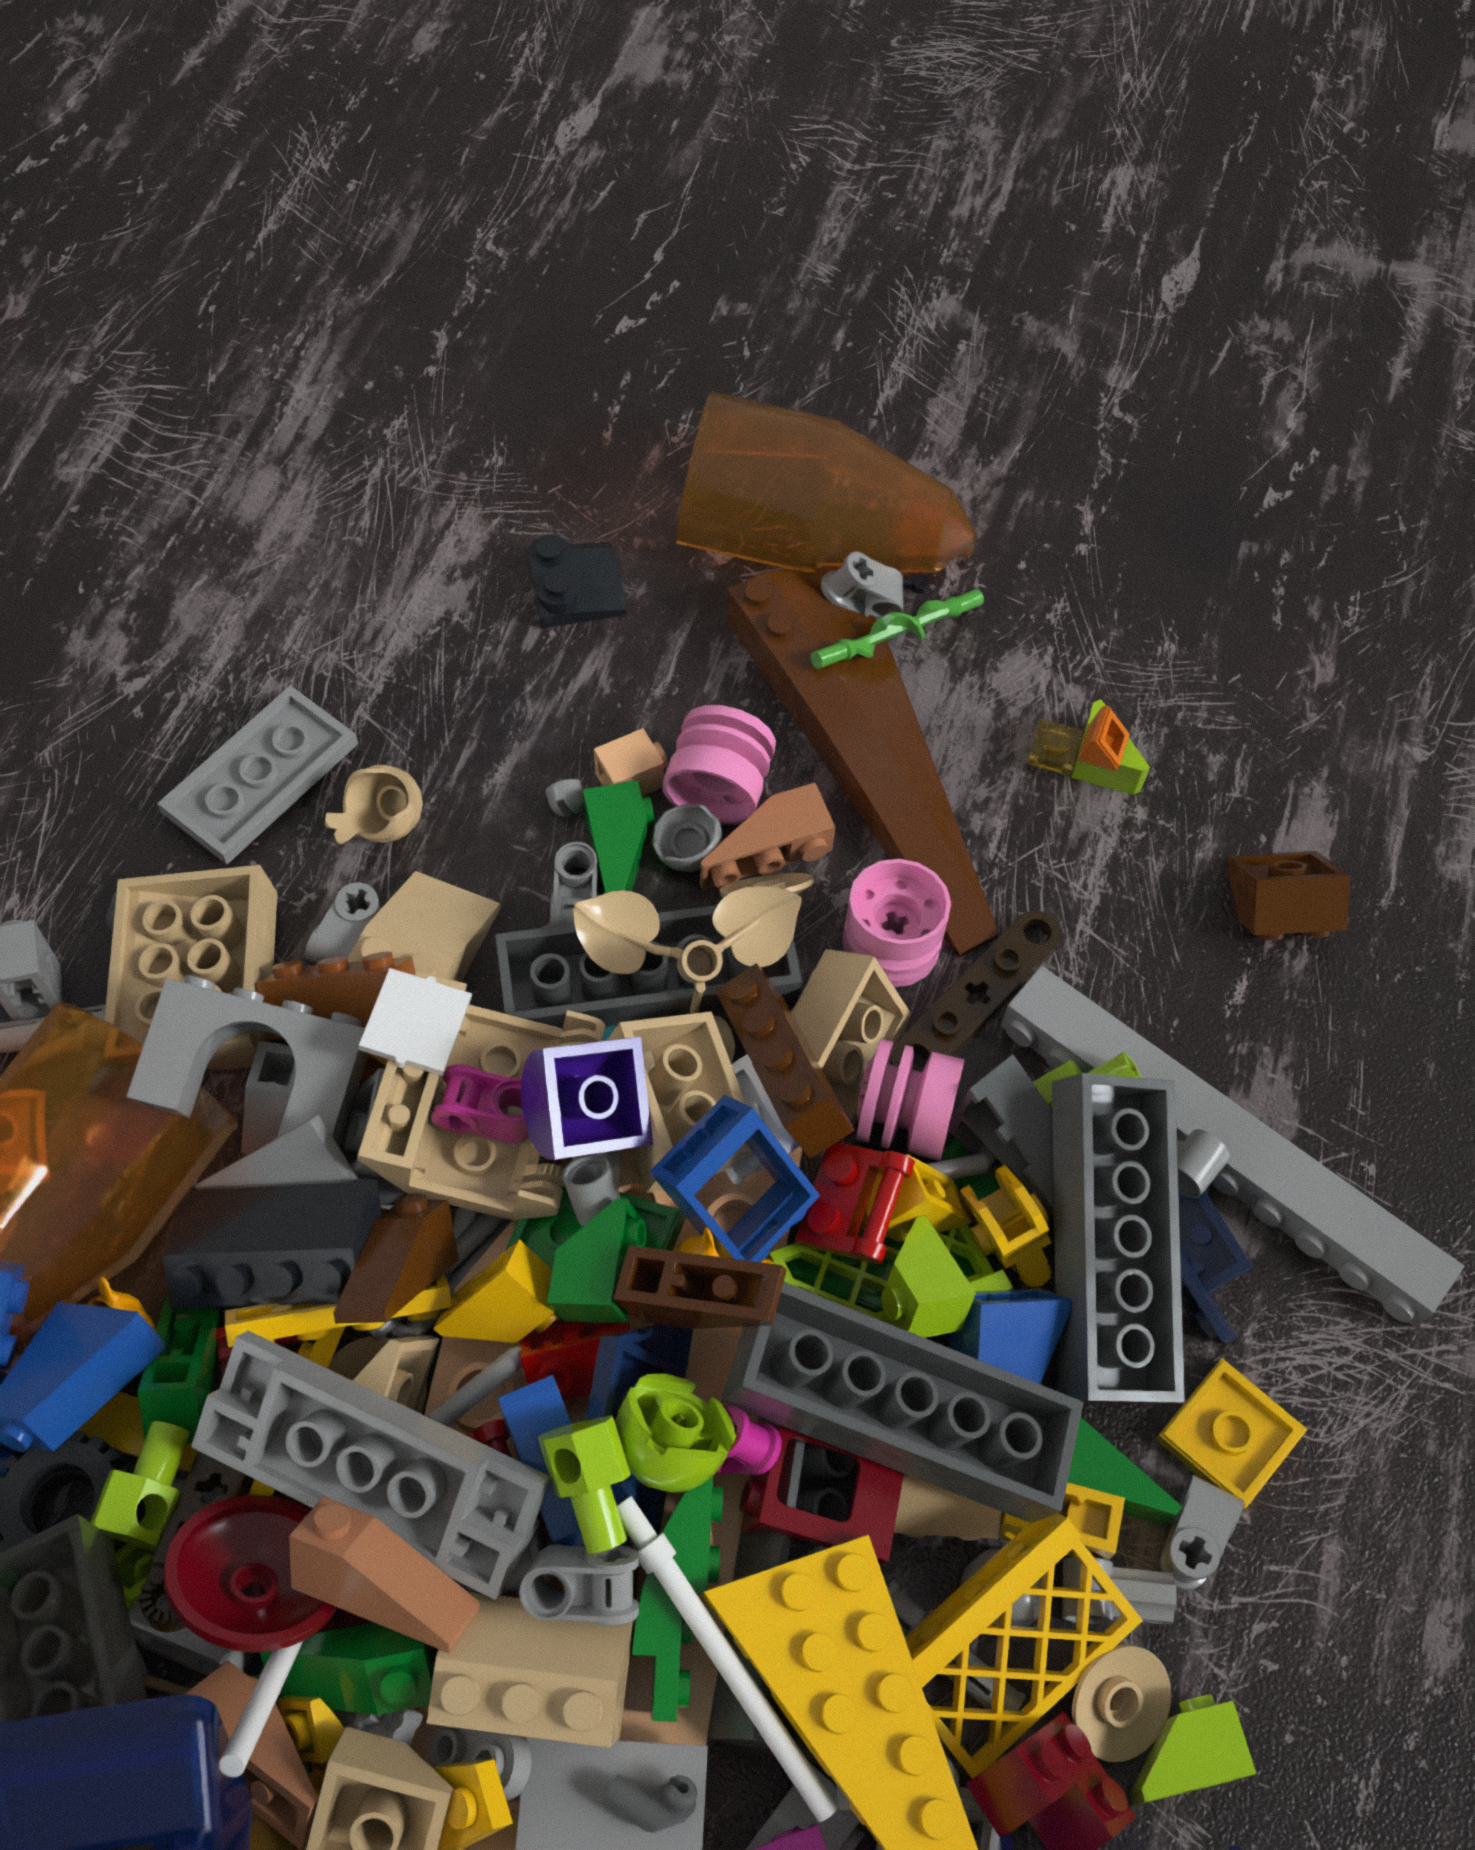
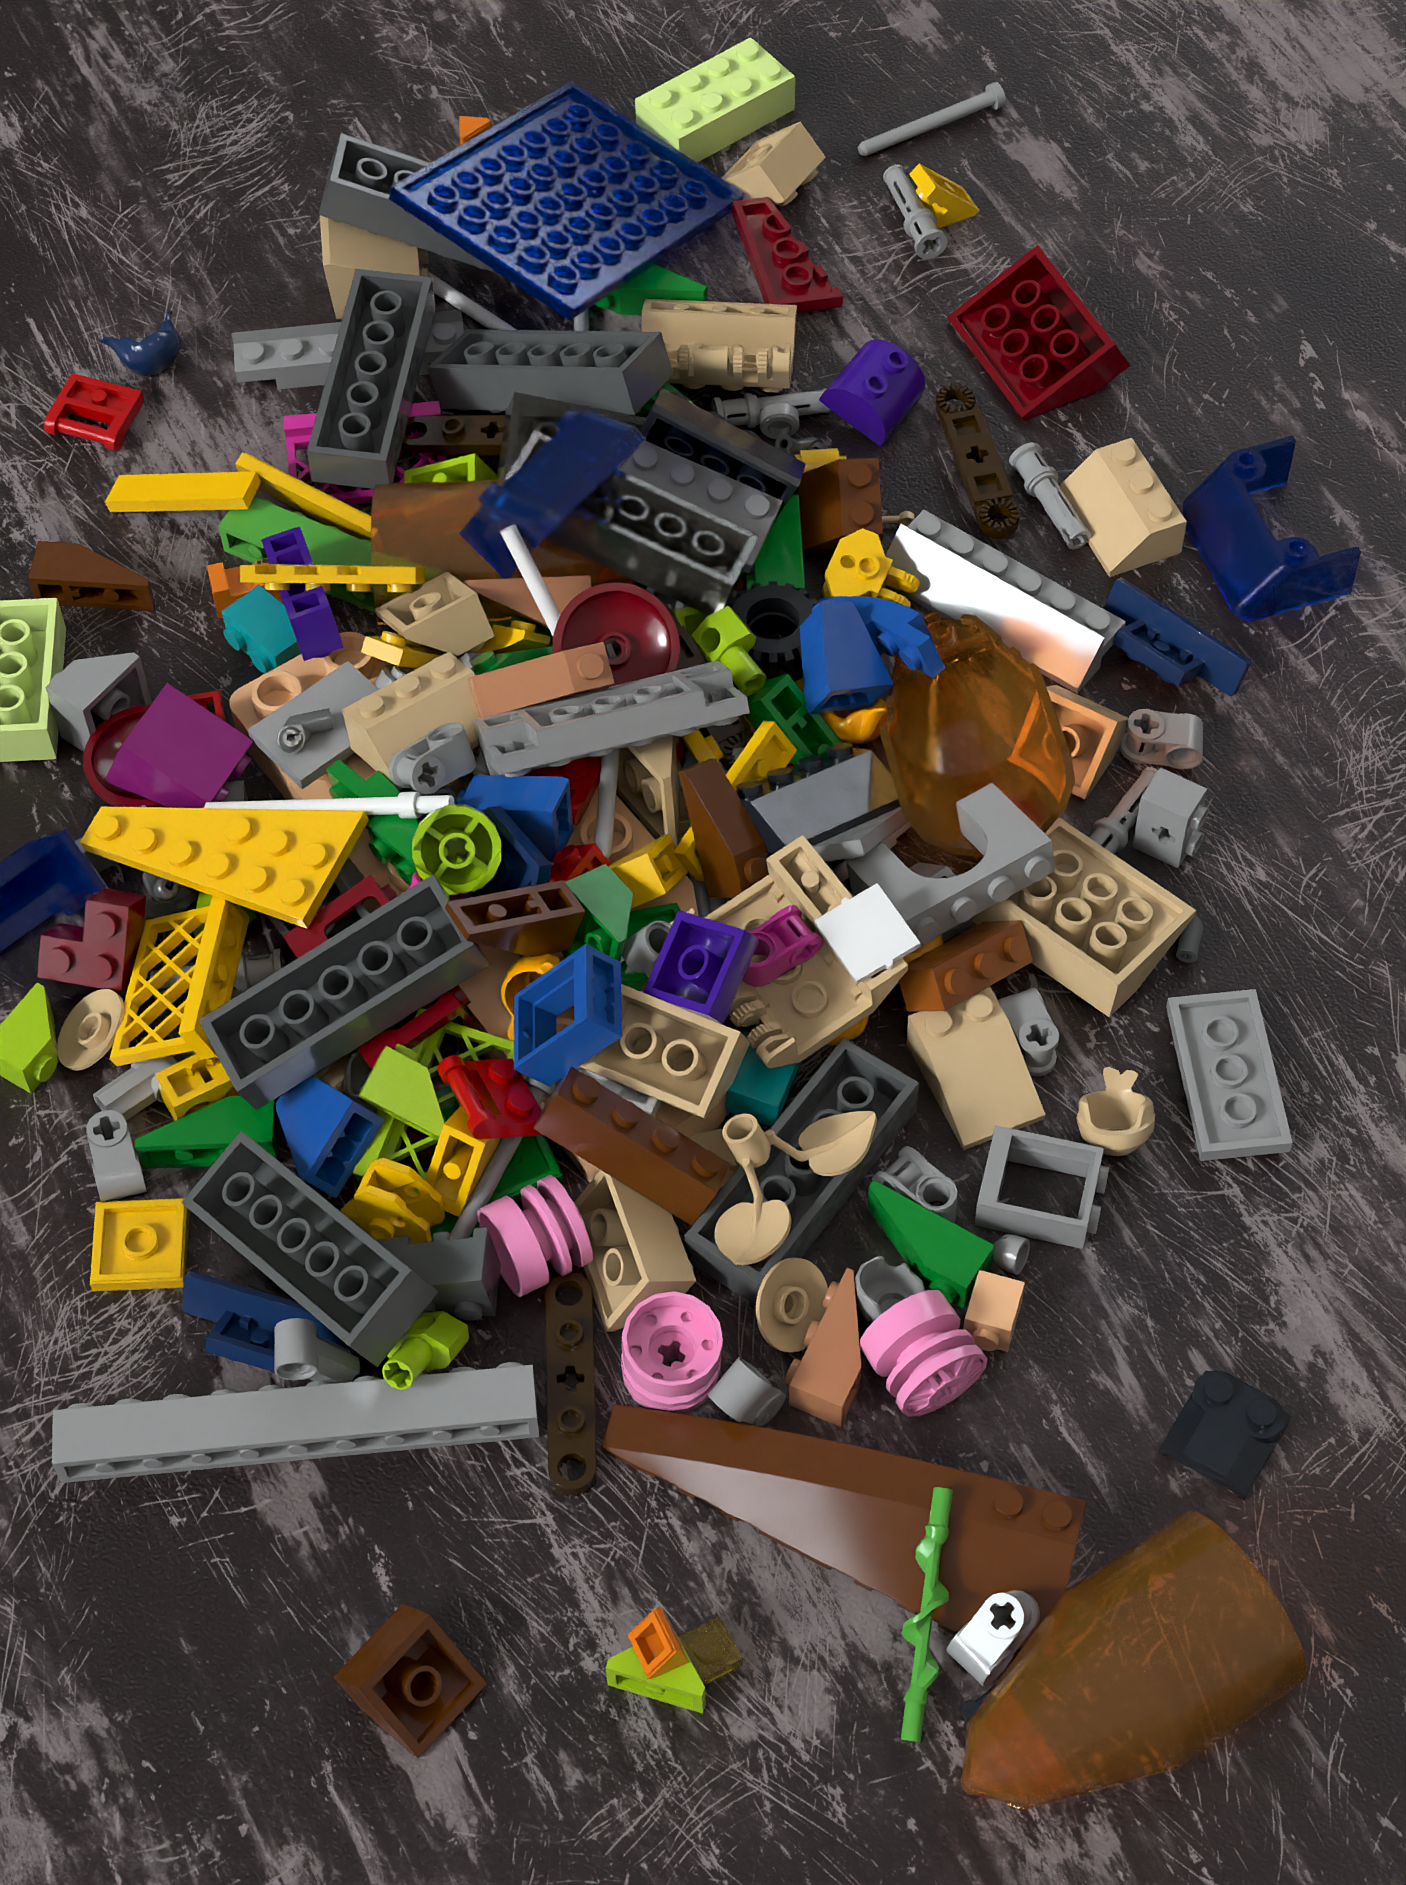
camera: 140 degrees right, 5 degrees down
(508, 851) = (1048, 1154): none -> light grey window
(583, 1466) = (479, 785): lime piece -> none
(868, 844) = (747, 1394): none -> light grey piece

